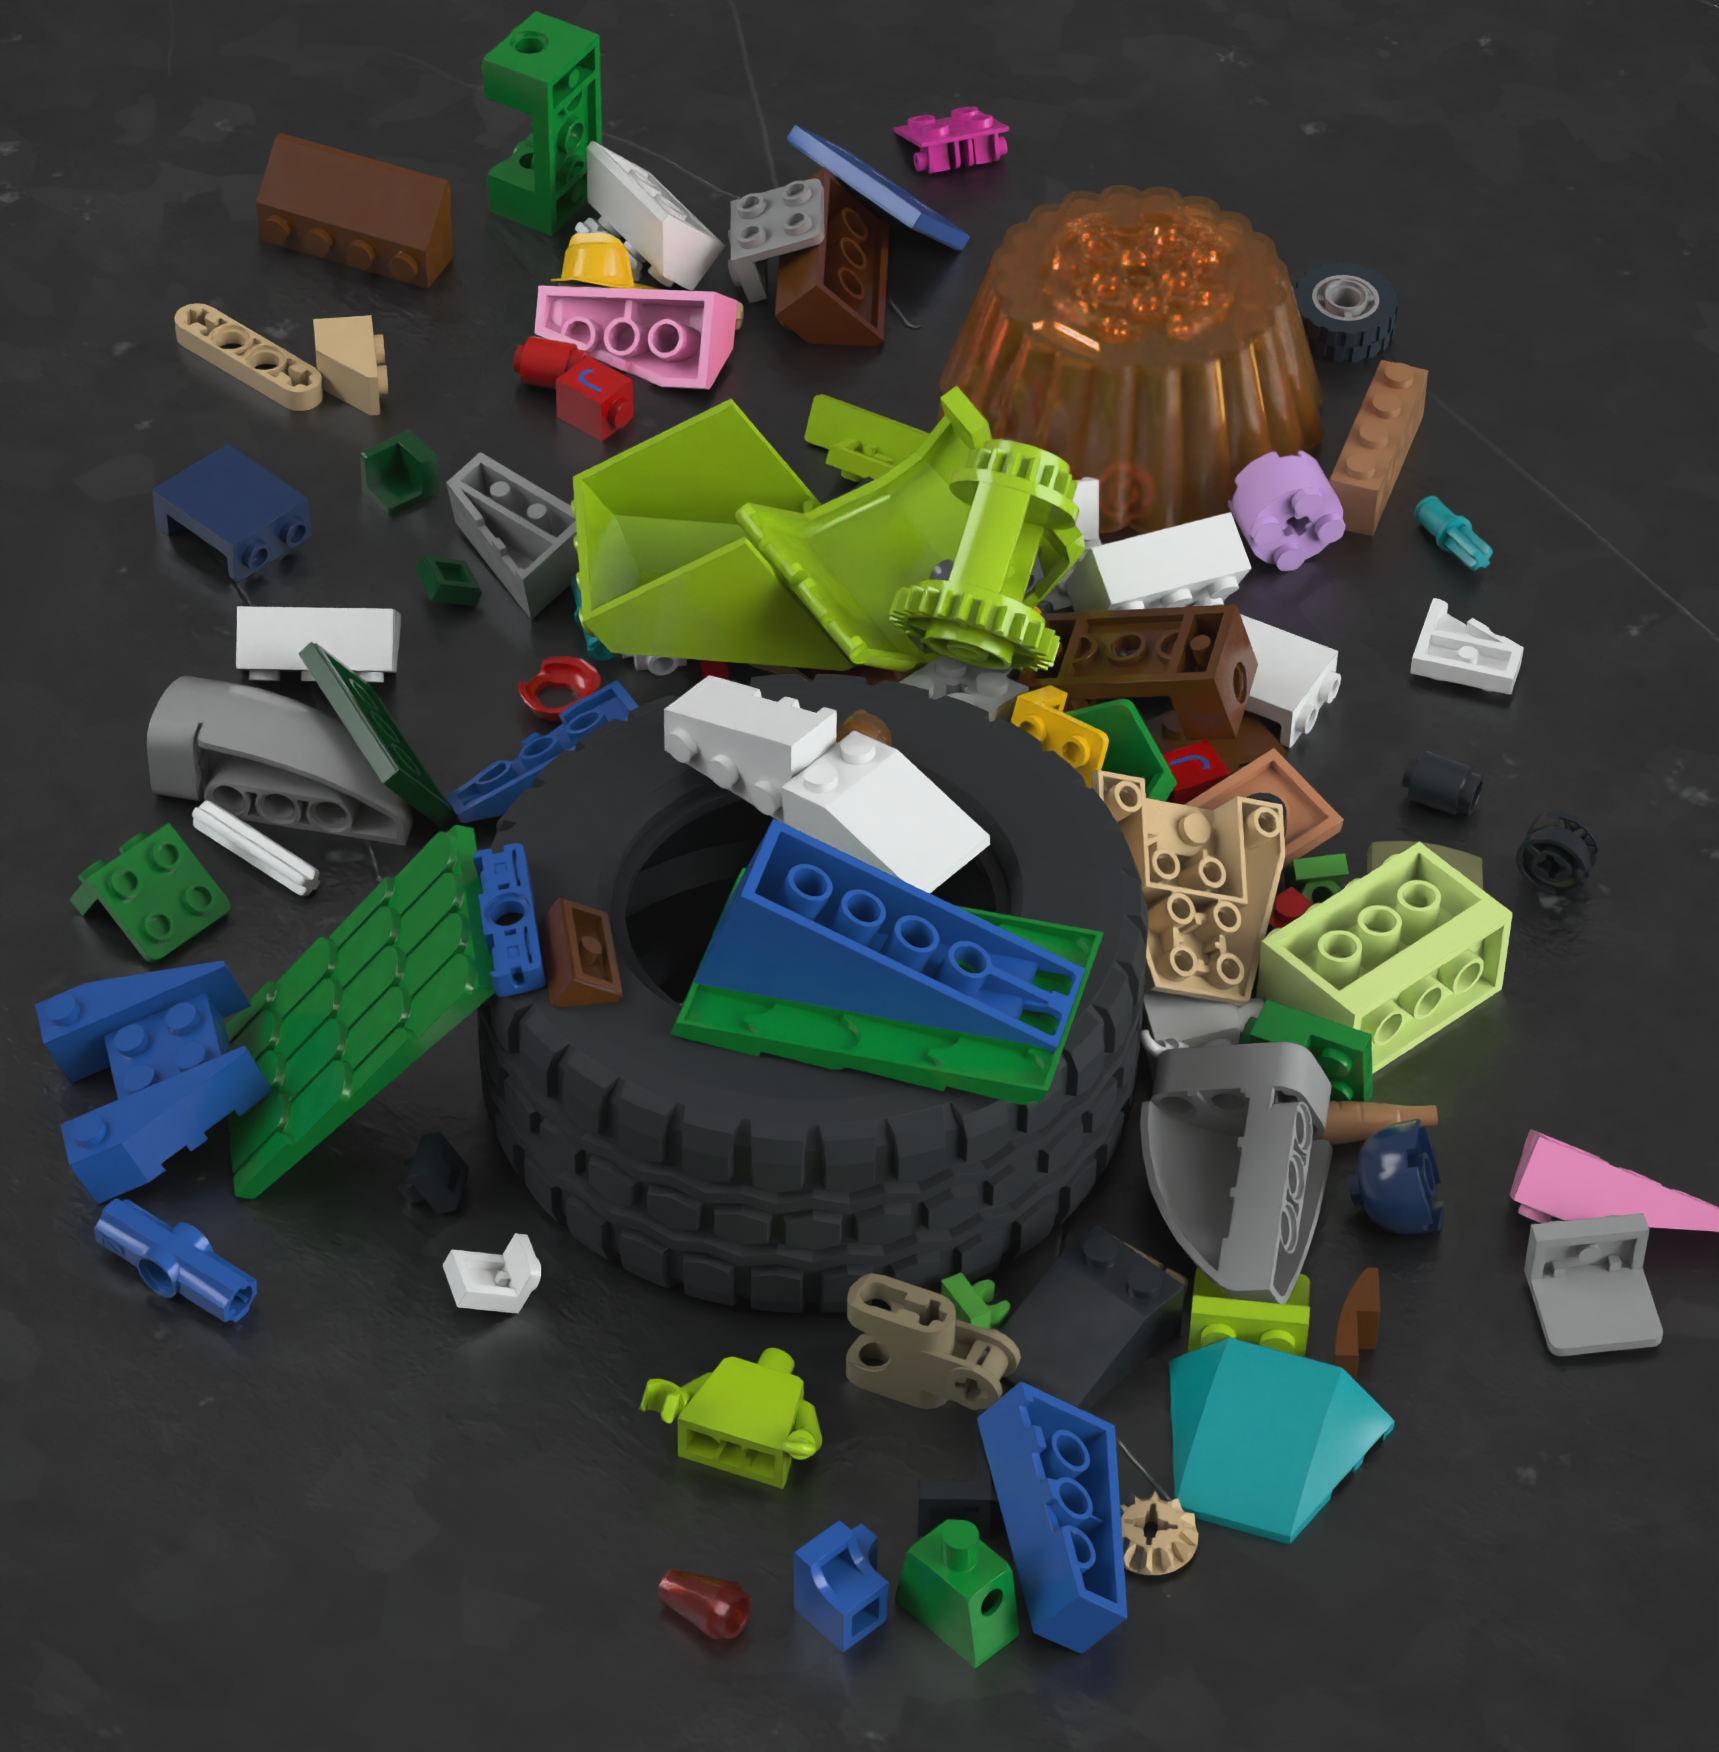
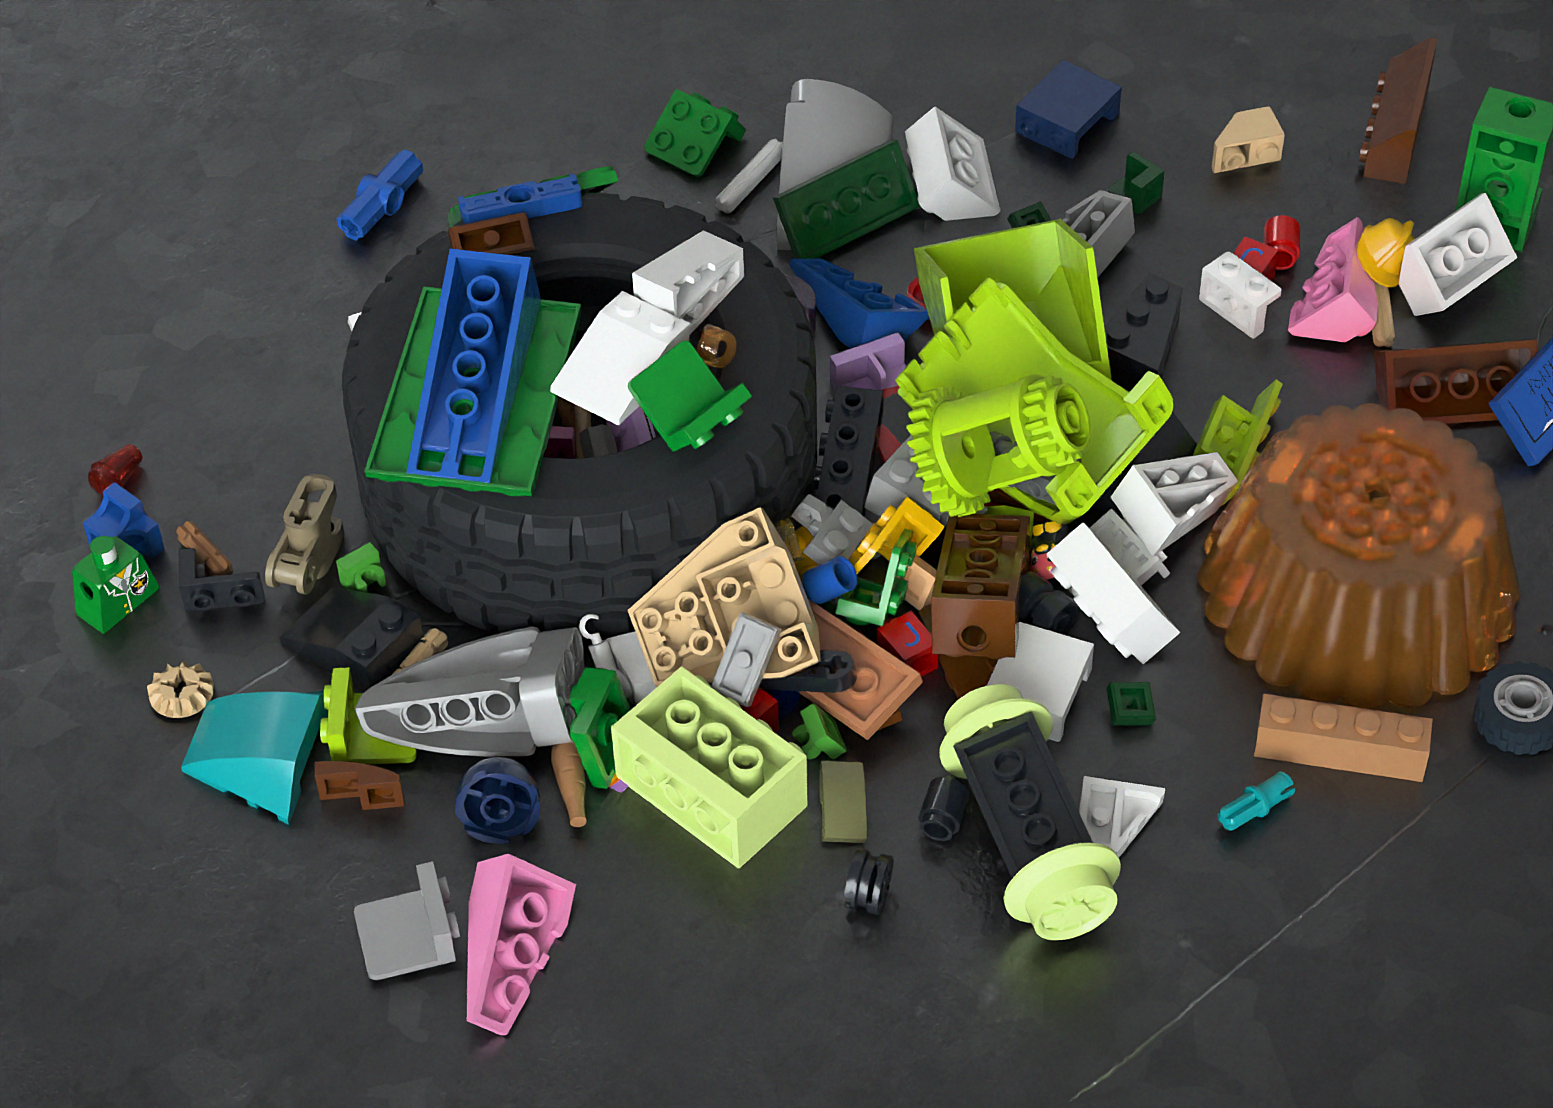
camera: 85 degrees right, 5 degrees up
(167, 1065) = (514, 156): blue wedge -> none
(291, 383) = (1239, 93): tan beam -> none
(644, 405) = (1237, 293): none -> white bracket
(741, 1417) = (261, 464): lime torso -> none
(771, 226) = (1459, 325): light grey bracket -> none
(884, 1500) = (206, 550): none -> medium nougat axle
(985, 758) = (685, 397): none -> green bracket
(1060, 1512) = (183, 620): blue wedge -> none
(1268, 870) = (745, 659): none -> light grey plate
(1286, 509) = (1227, 673): lavender brick -> none
(1296, 610) = (1131, 703): none -> dark green tile
(1490, 684) = (1055, 868): none -> brick

